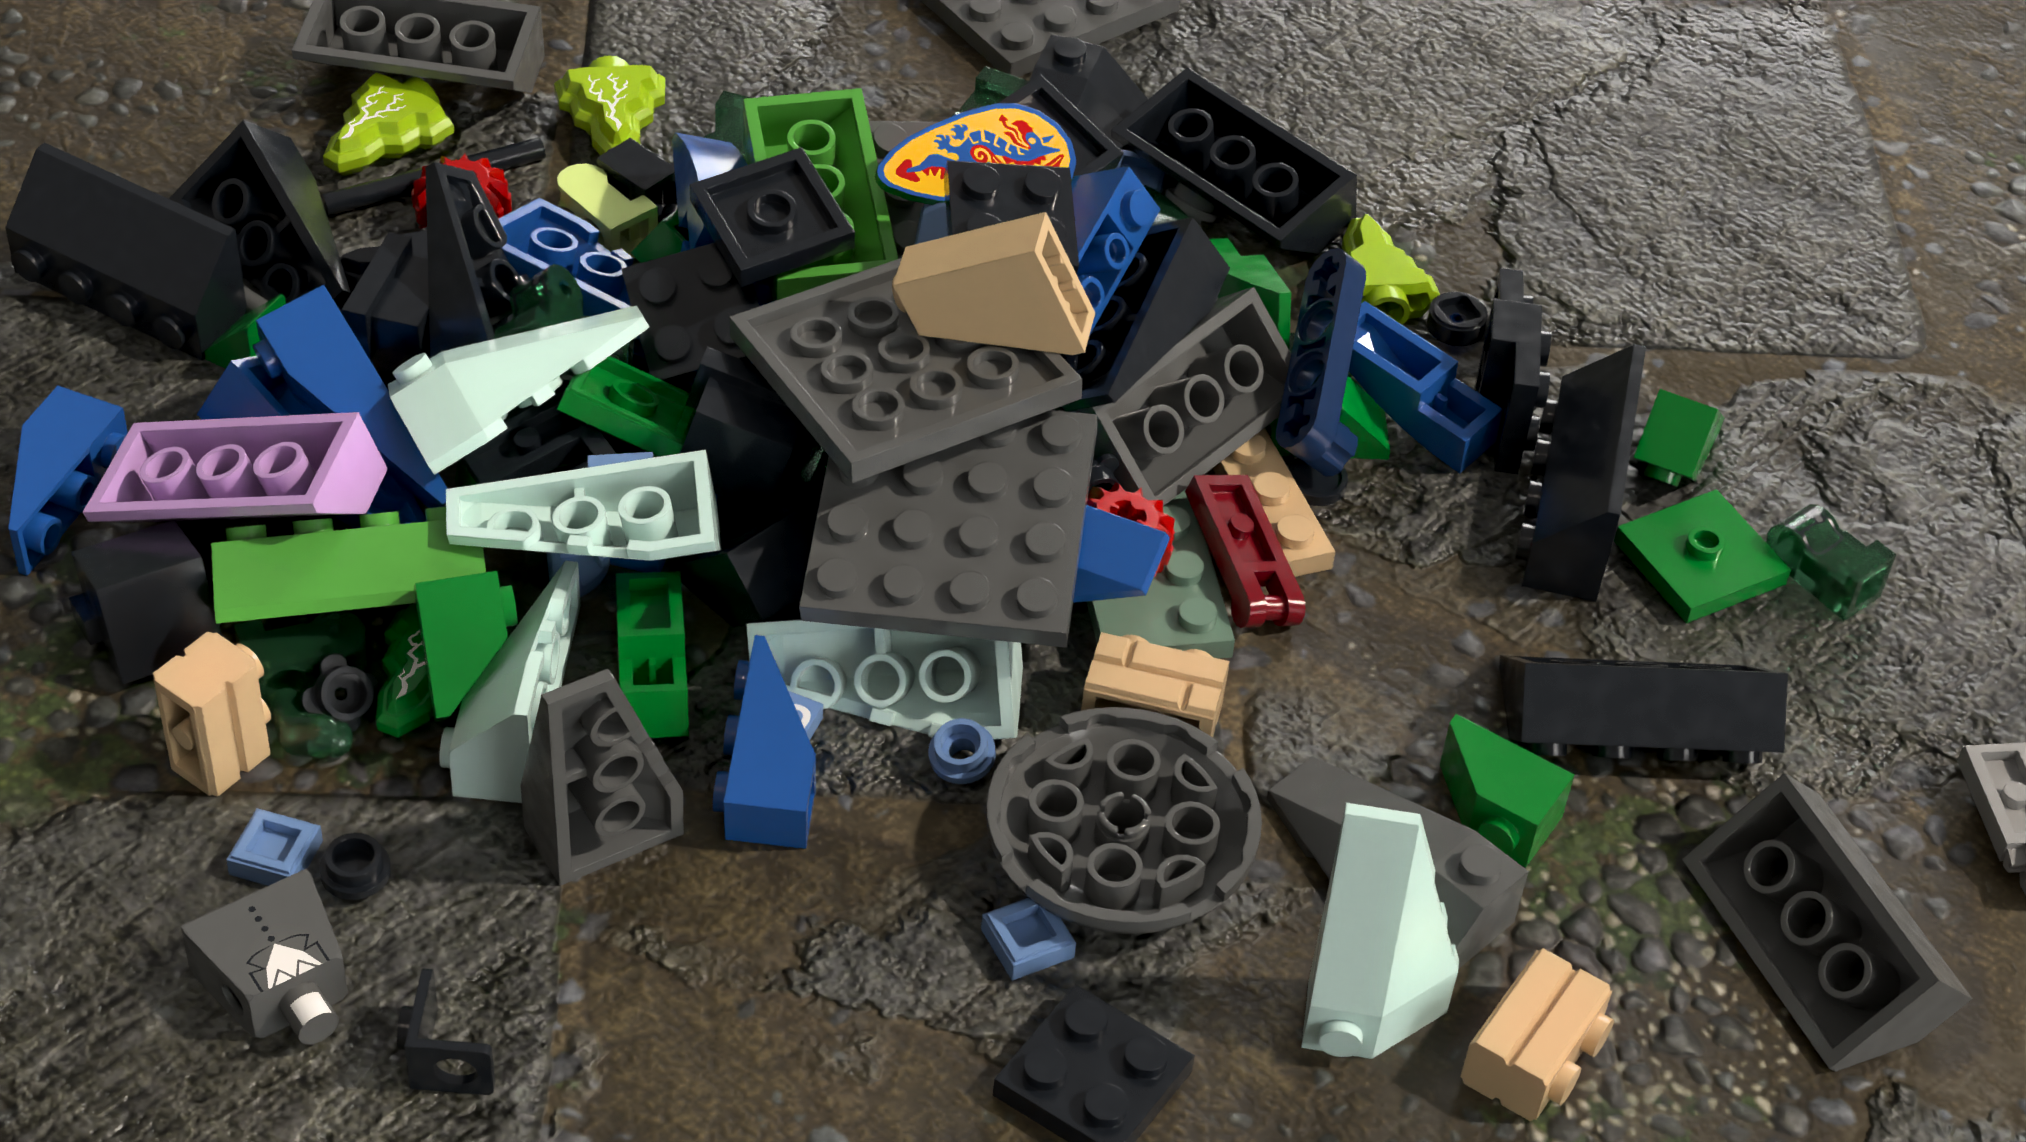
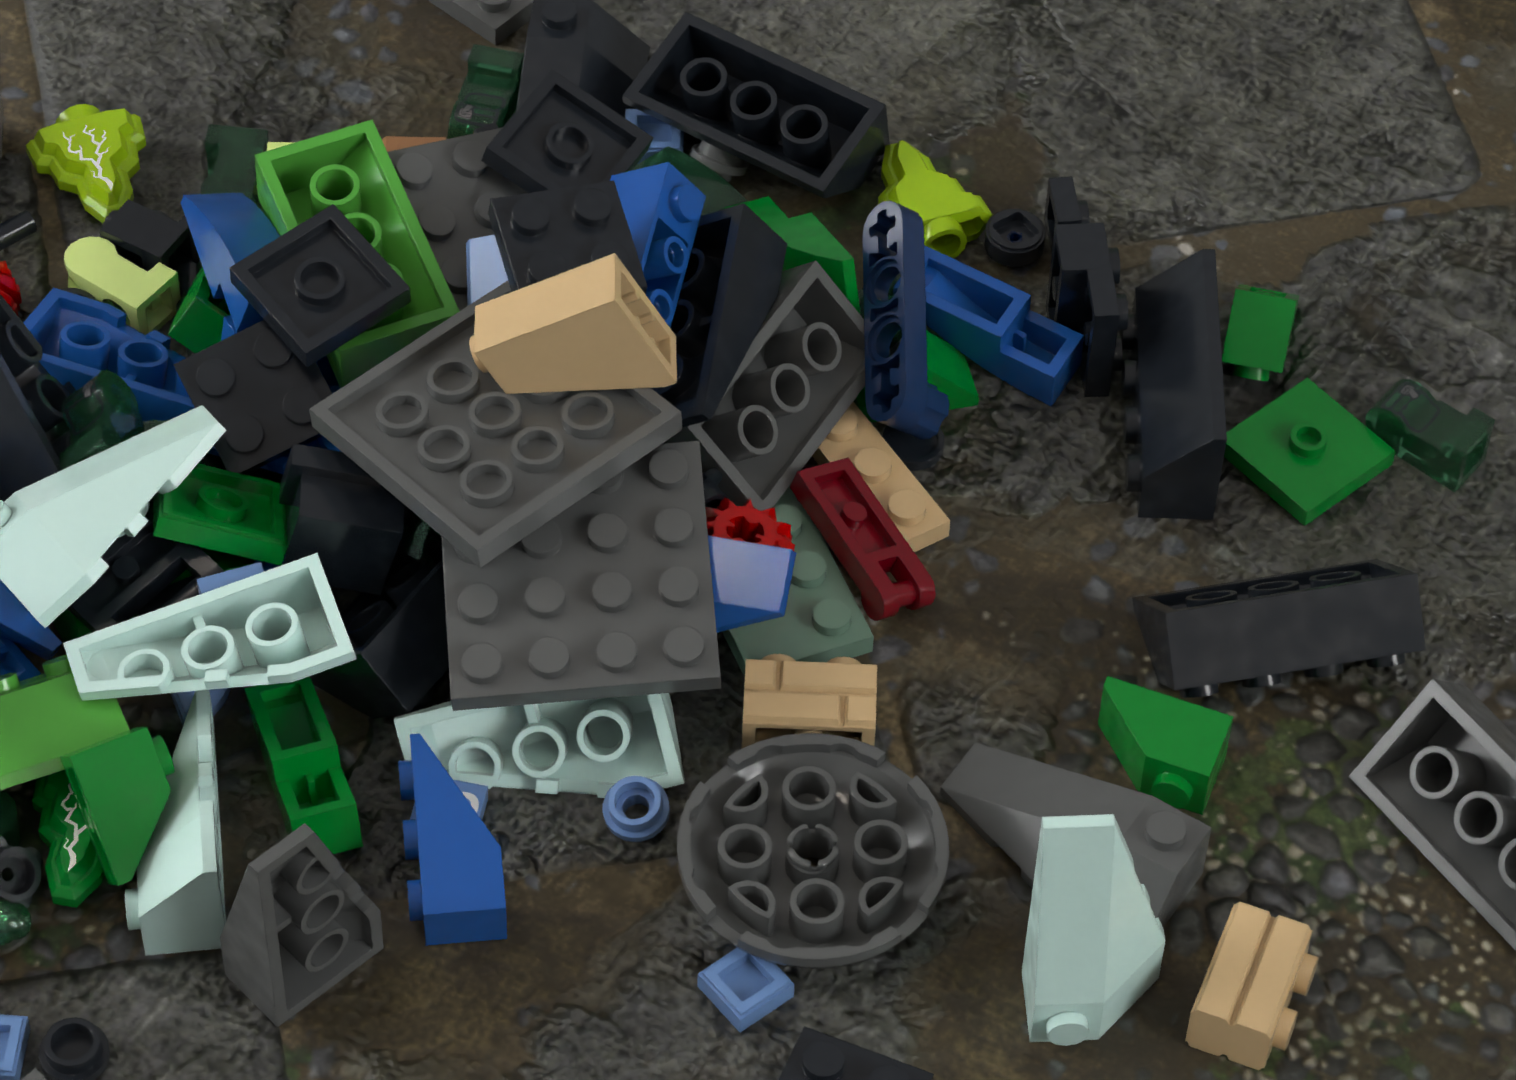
camera: 10 degrees left, 5 degrees up
(985, 134) = (514, 157): shield -> none

